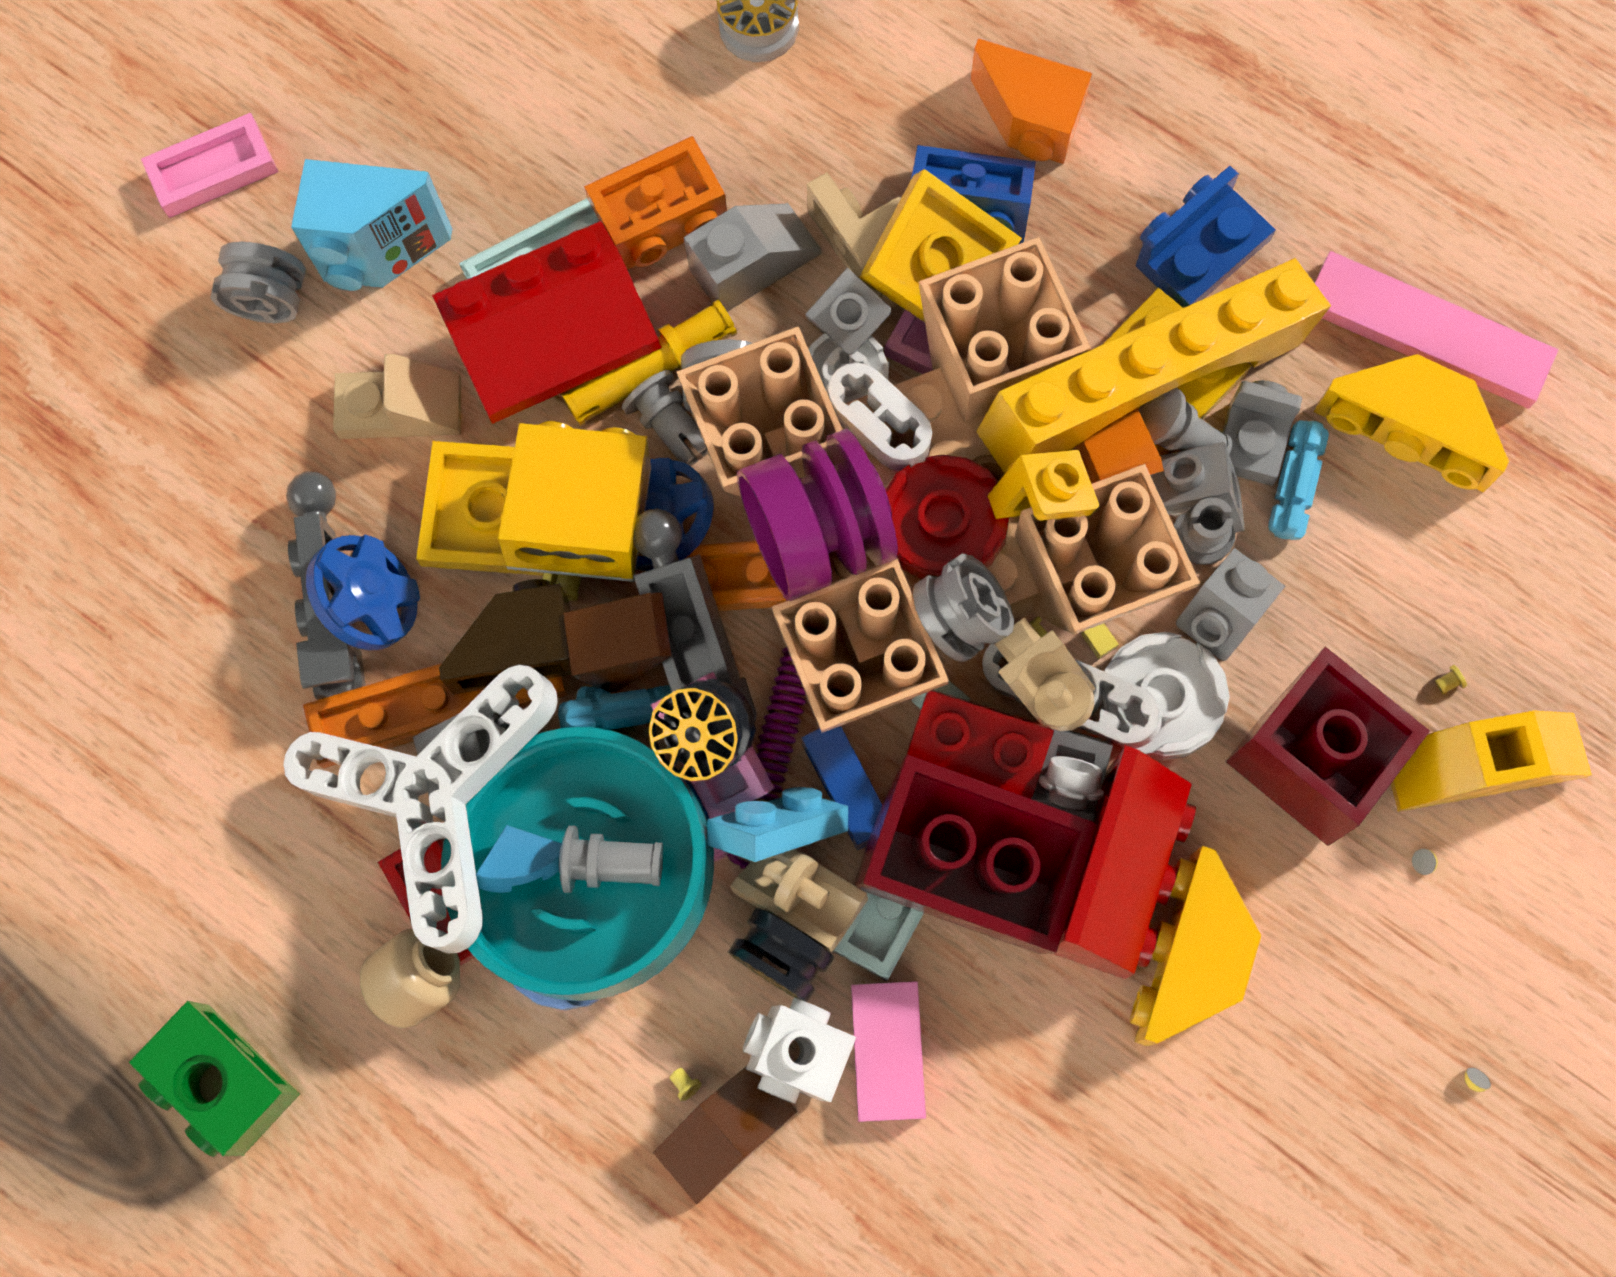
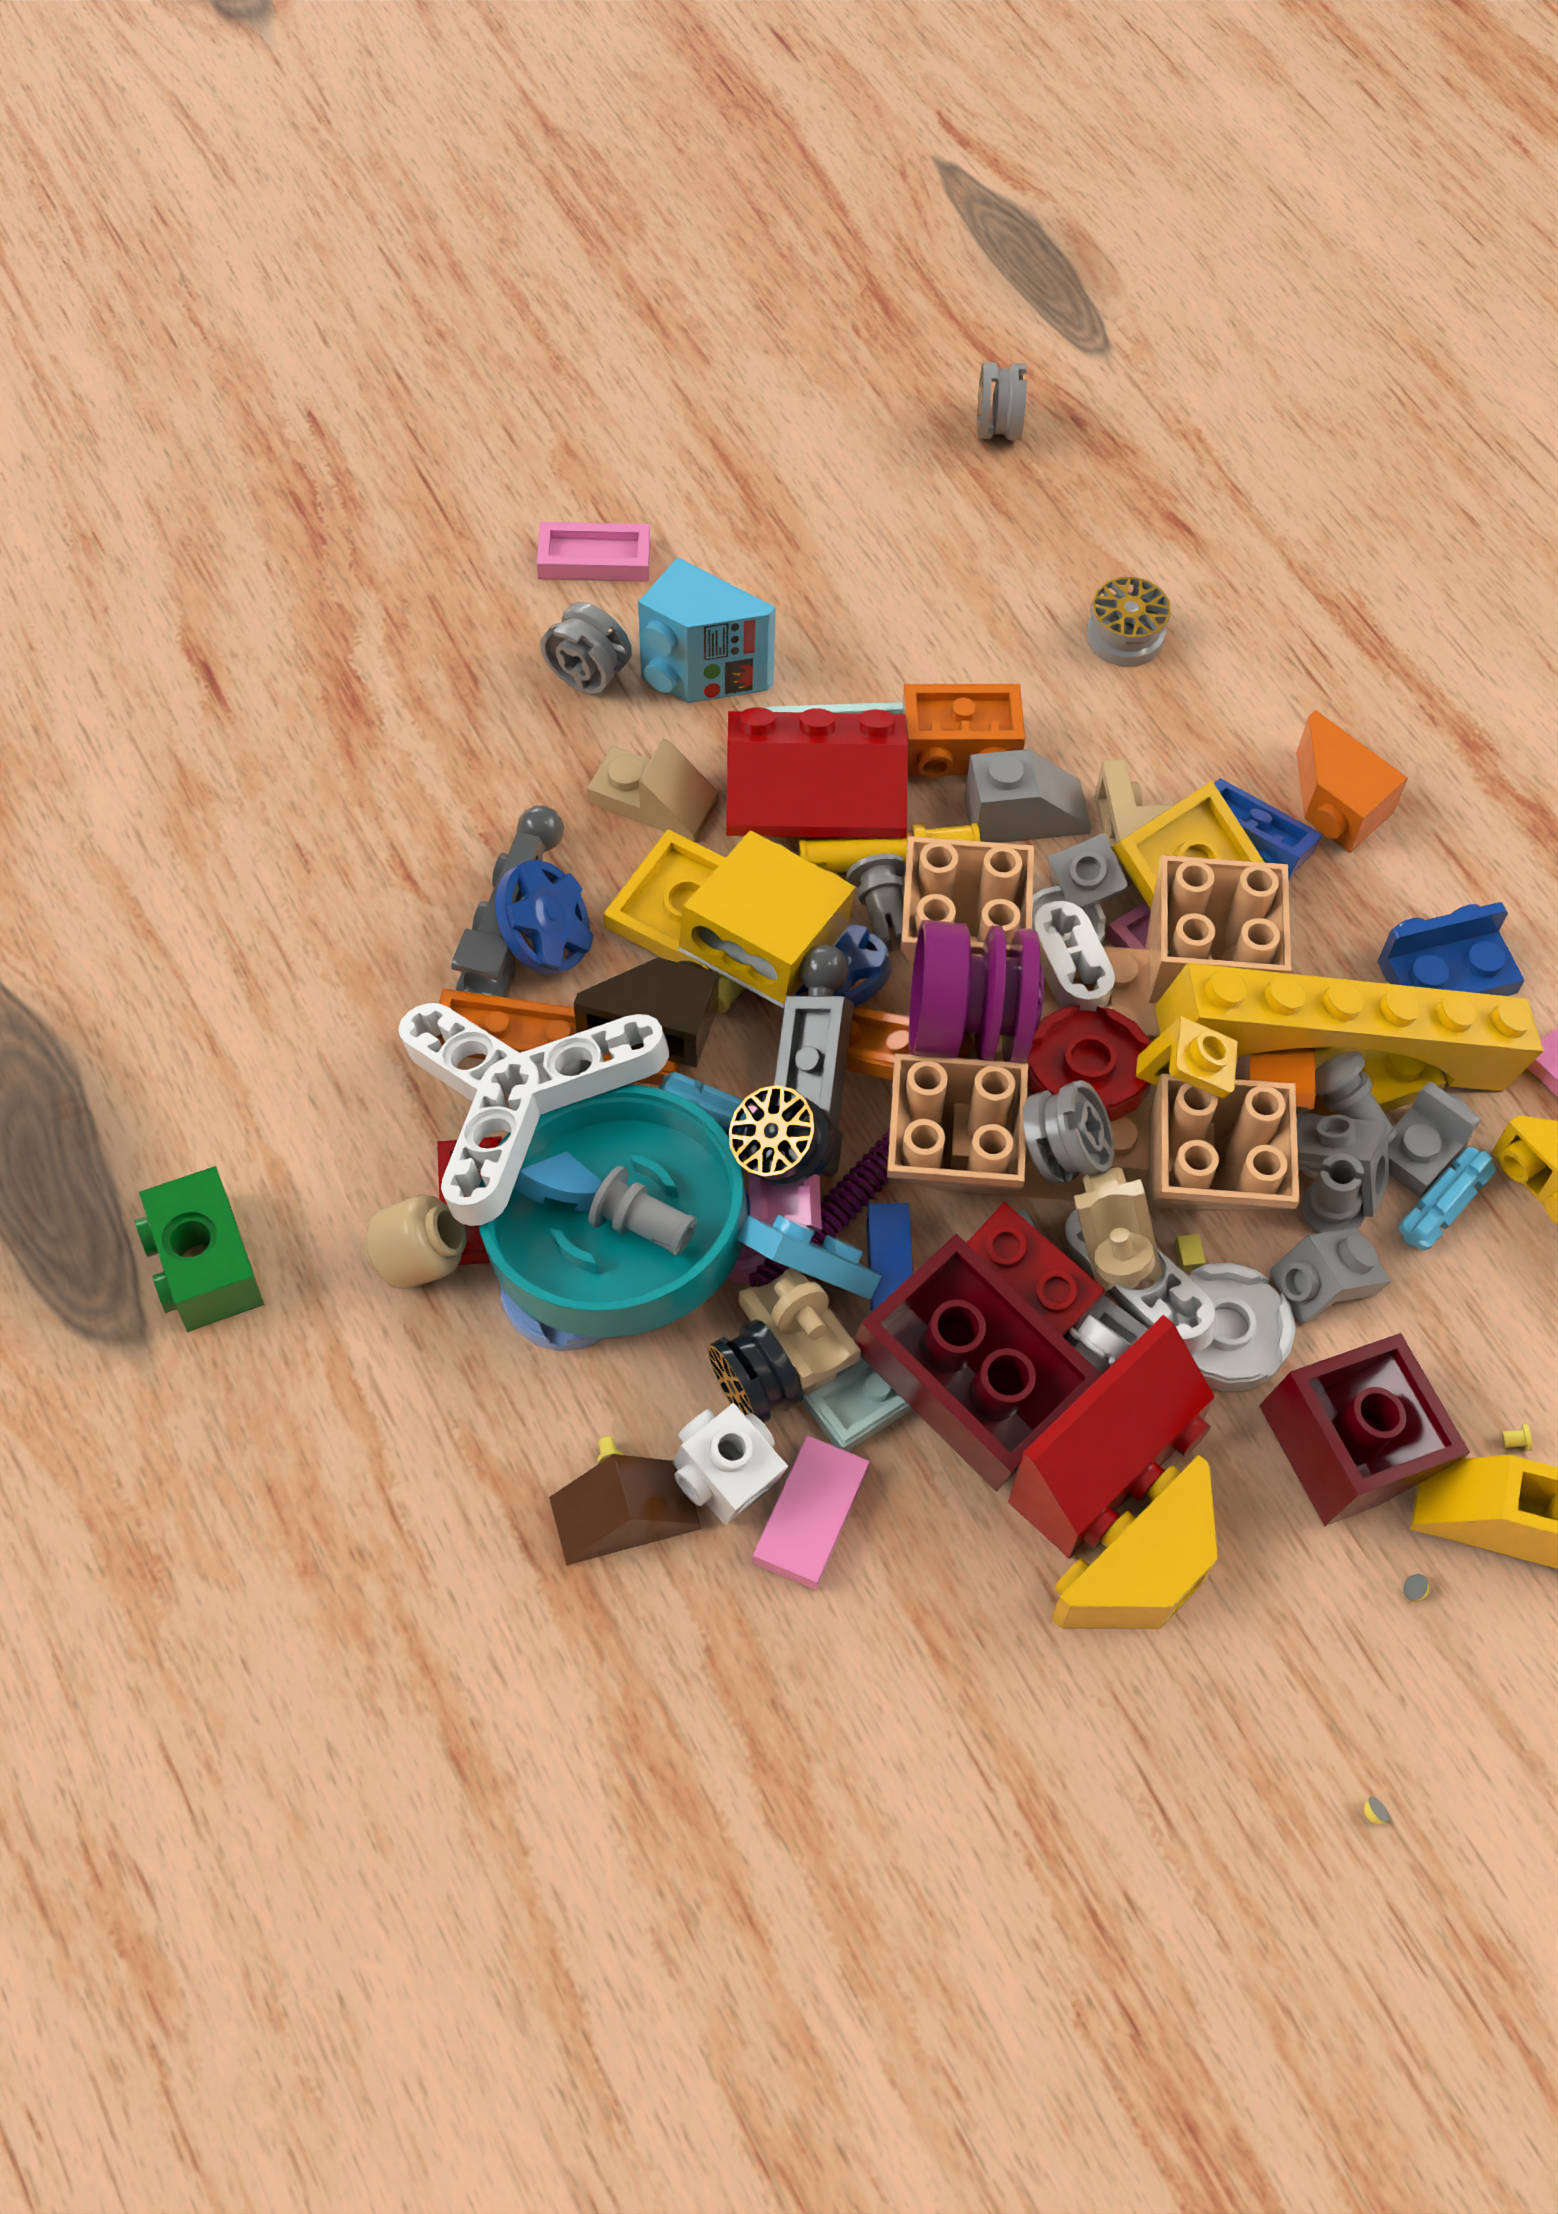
camera: 20 degrees right, 15 degrees down
(617, 640) = (743, 1042): reddish brown slope -> none

